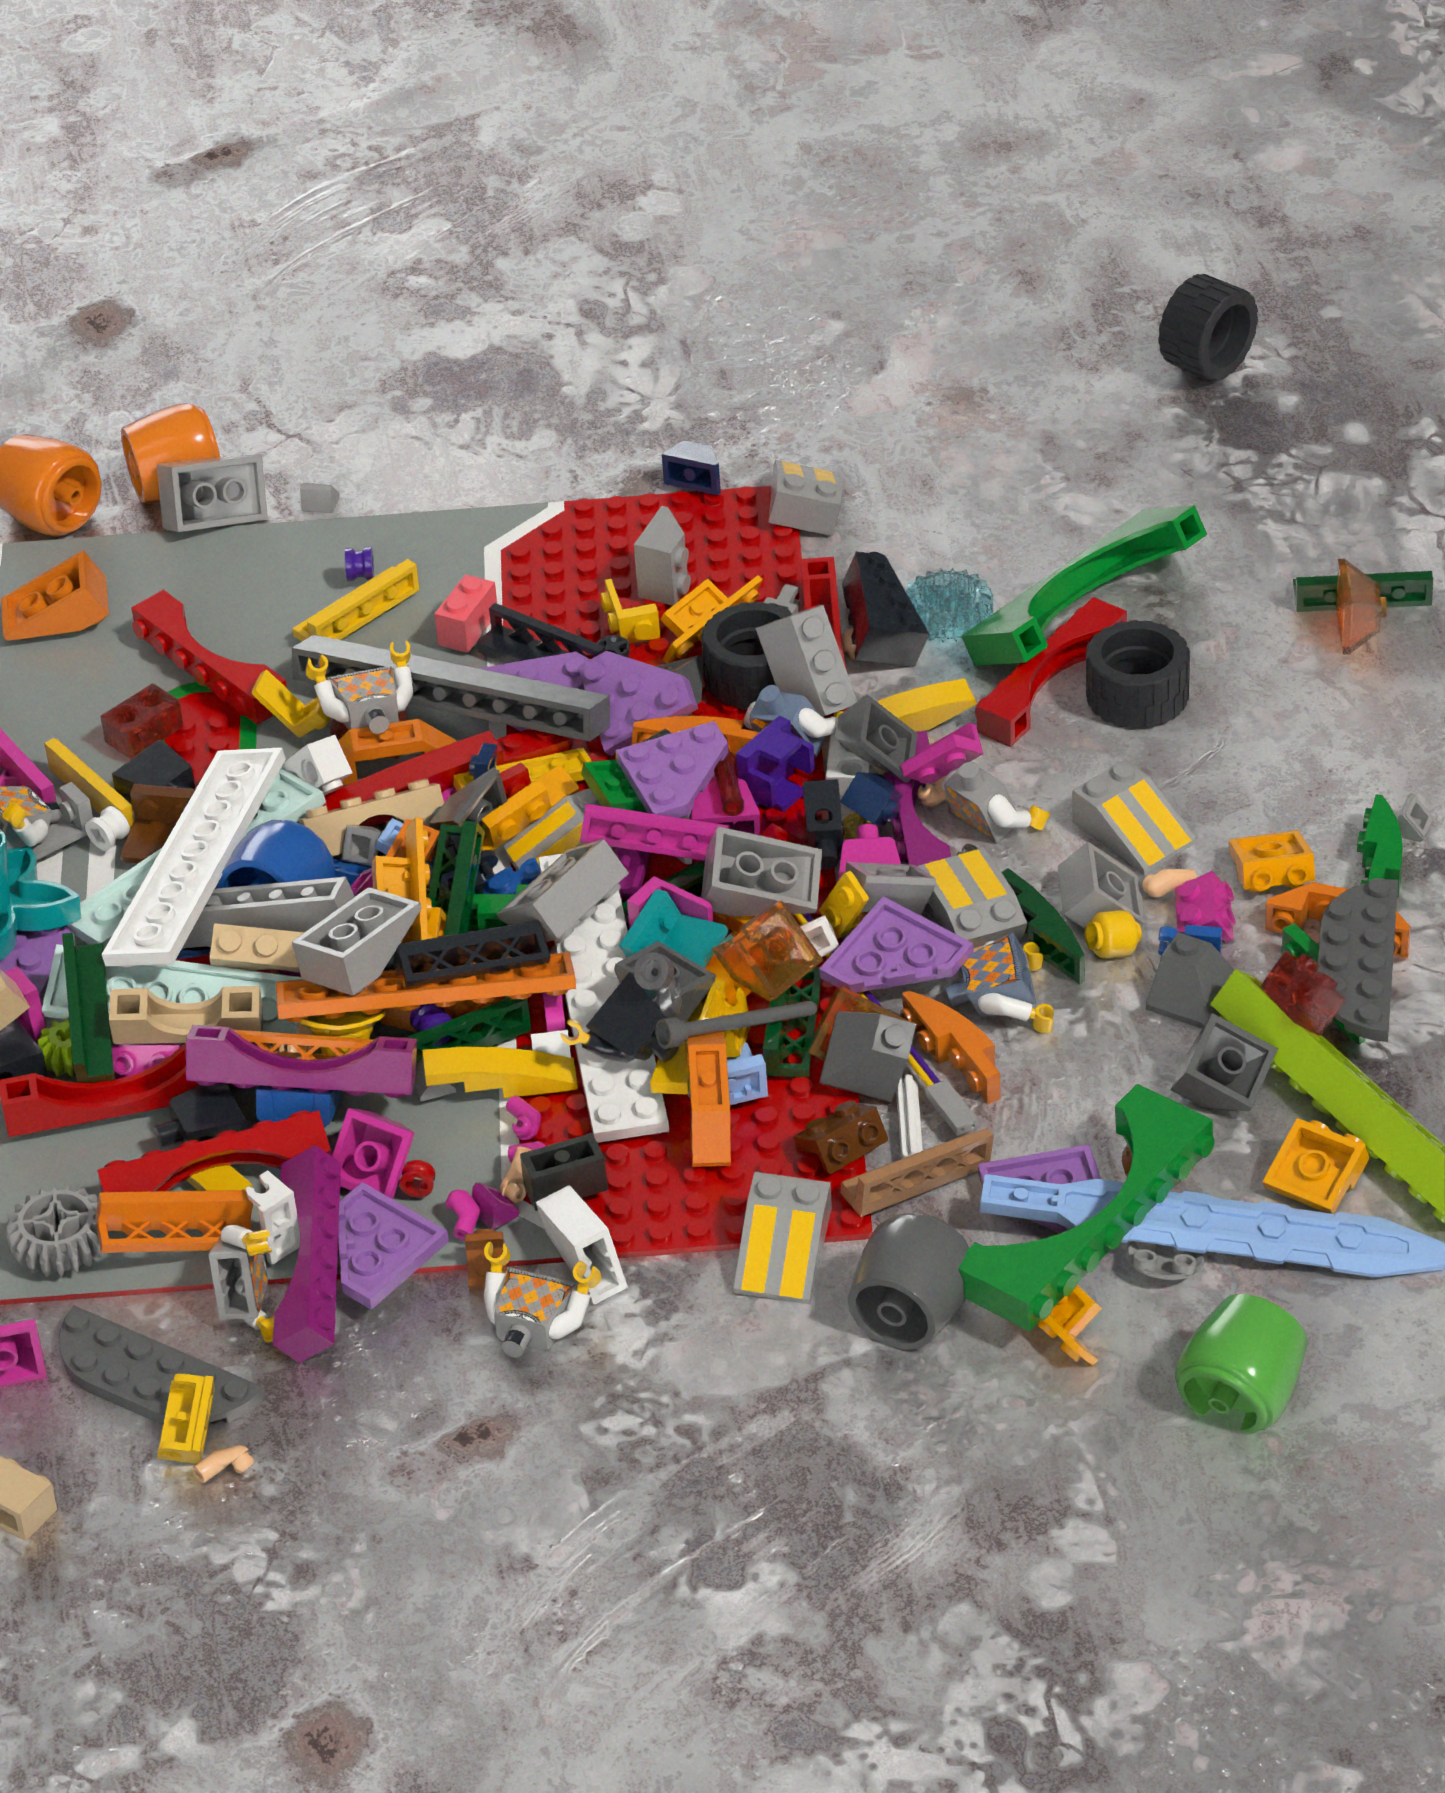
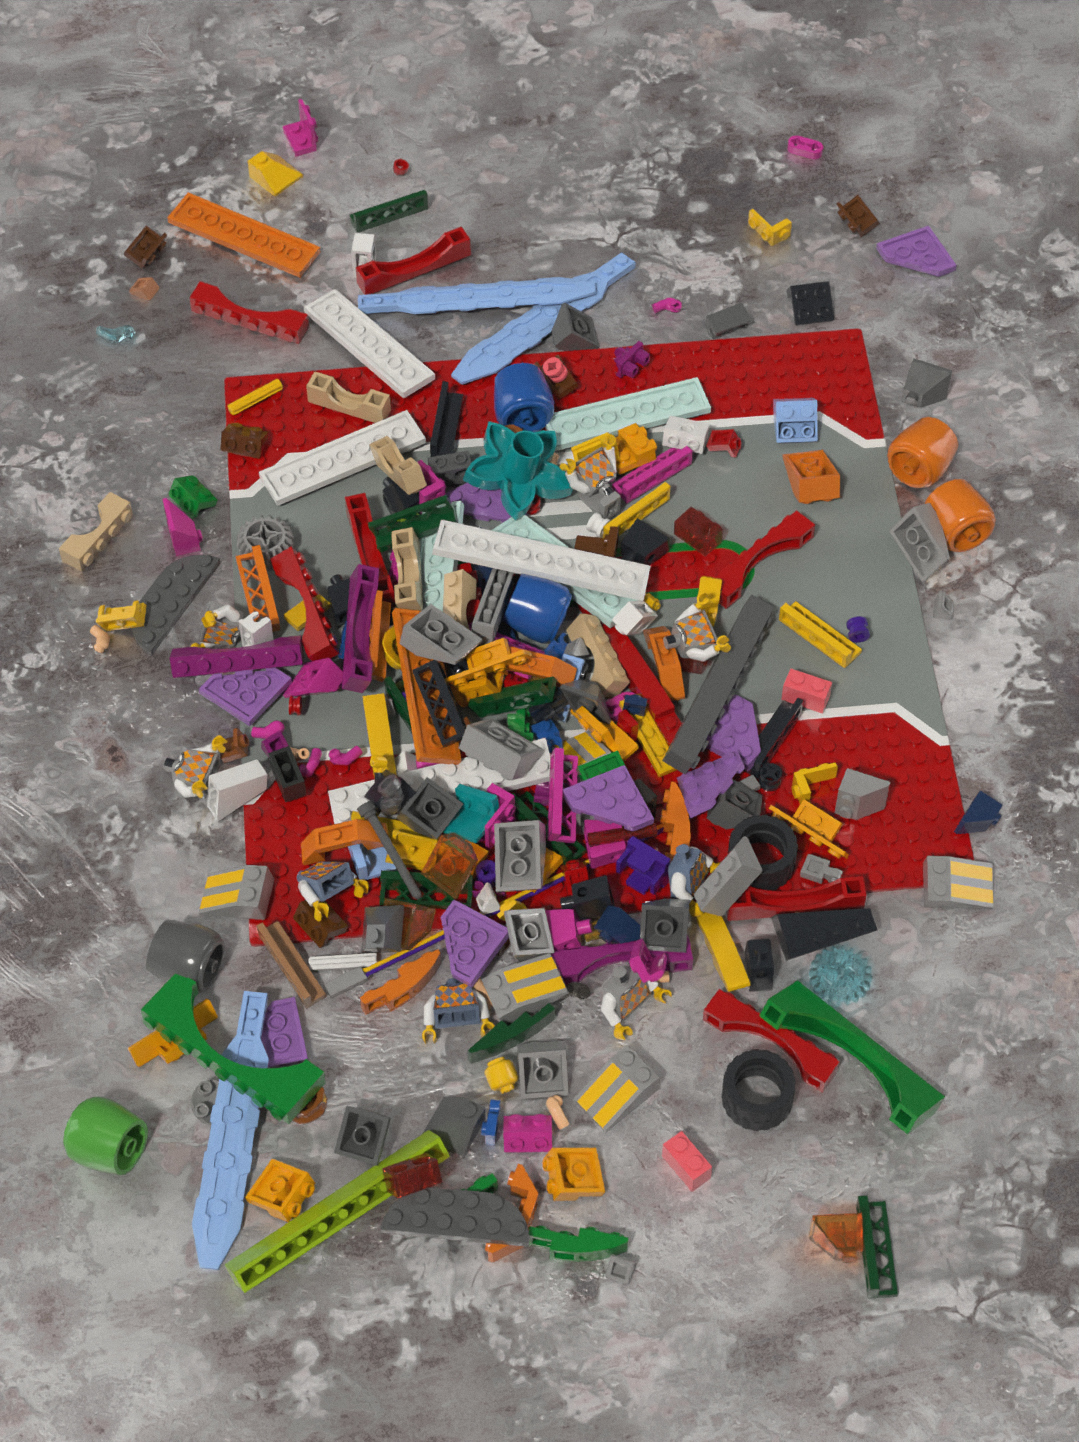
camera: 85 degrees right, 15 degrees up
(783, 1114) = (326, 880): none -> torso
(928, 661) = (759, 958): none -> black torso
(1247, 749) = (686, 1161): none -> coral brick

